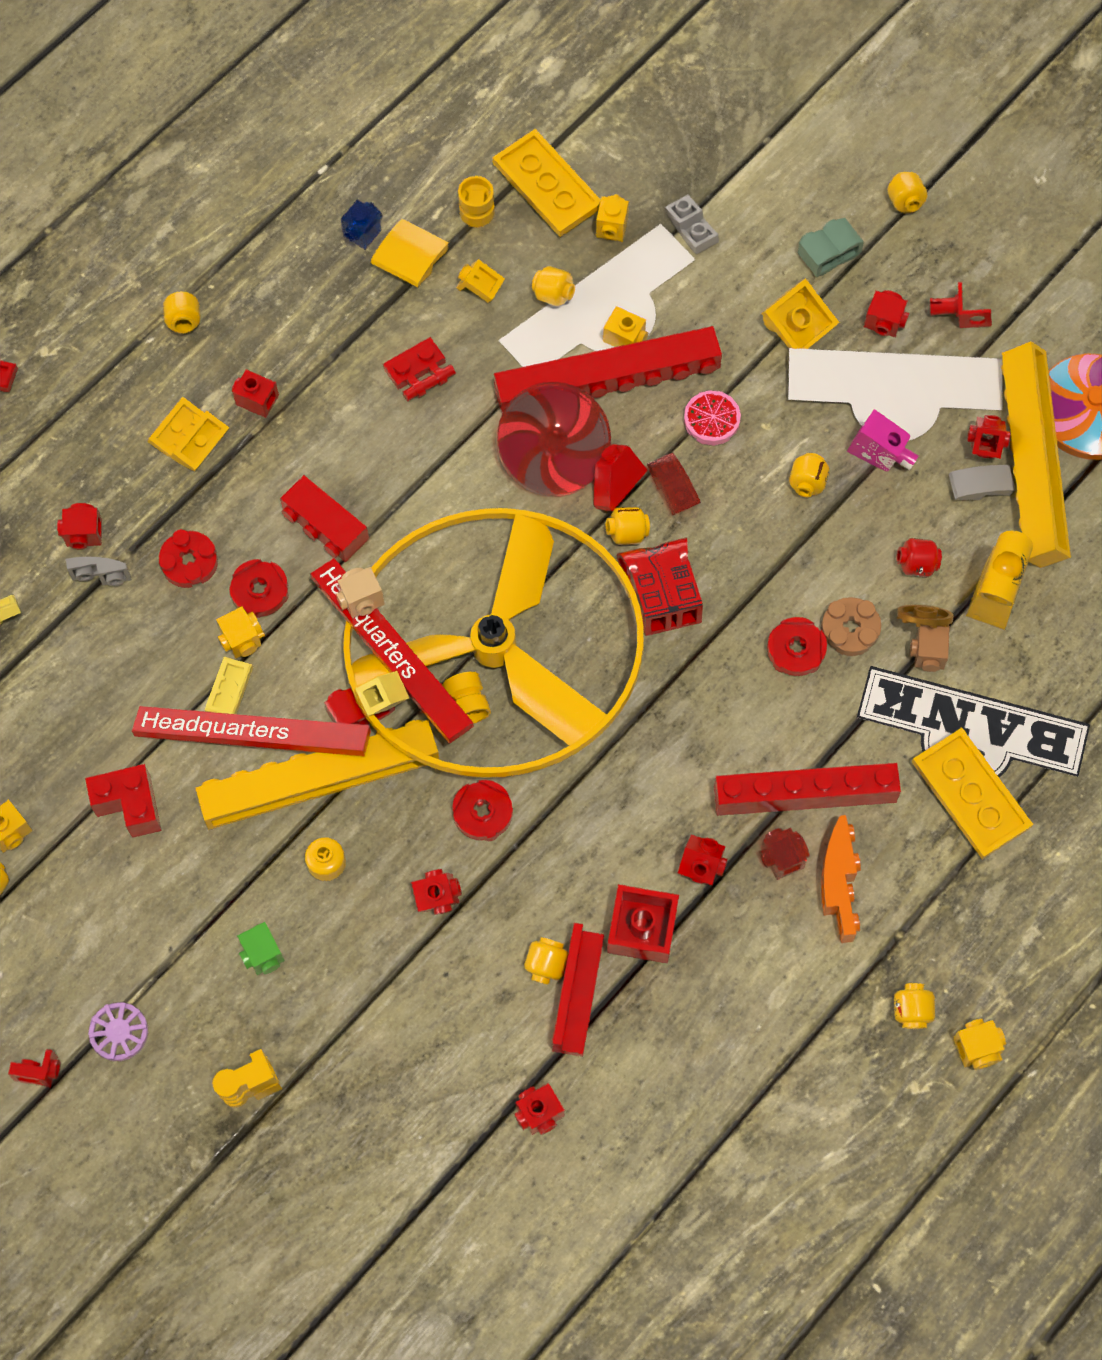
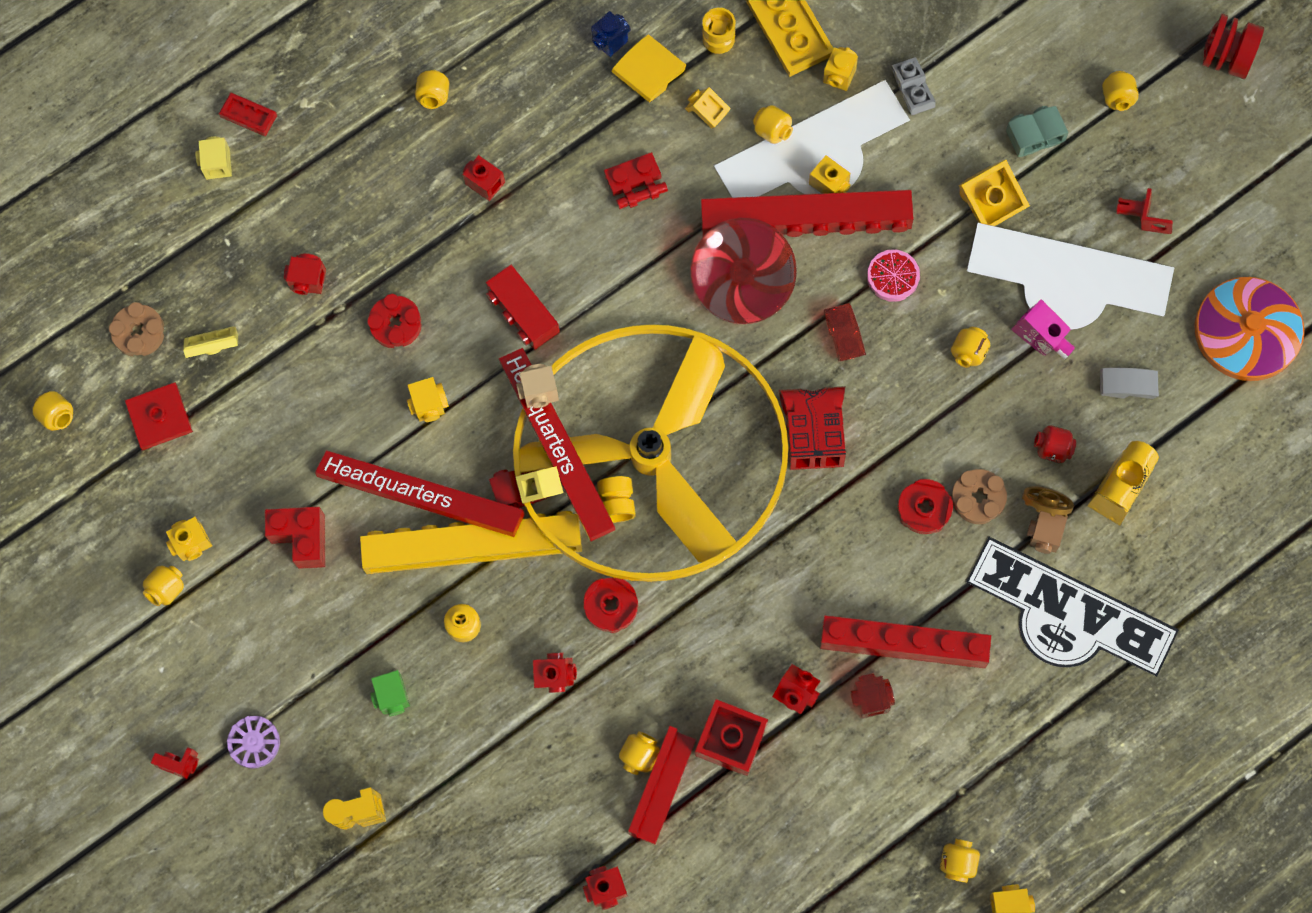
camera: 15 degrees right, 5 degrees up
(109, 570) = (321, 320): light grey slope -> none
(188, 434) = (416, 205): yellow slope -> none
(229, 686) = (408, 448): light yellow plate -> none
(263, 573) = (446, 374): red plate -> none
(616, 476) = (793, 316): red slope -> none
(628, 525) = (794, 365): yellow head -> none
(839, 868) = (919, 719): orange slope -> none
(886, 313) = (1075, 205): red brick -> none
(972, 793) = (1055, 674): yellow plate -> none
(992, 445) = (1144, 341): red brick -> none
(1013, 127) = (1233, 46): none -> red wheel
(1035, 453) = (1184, 366): yellow brick -> none

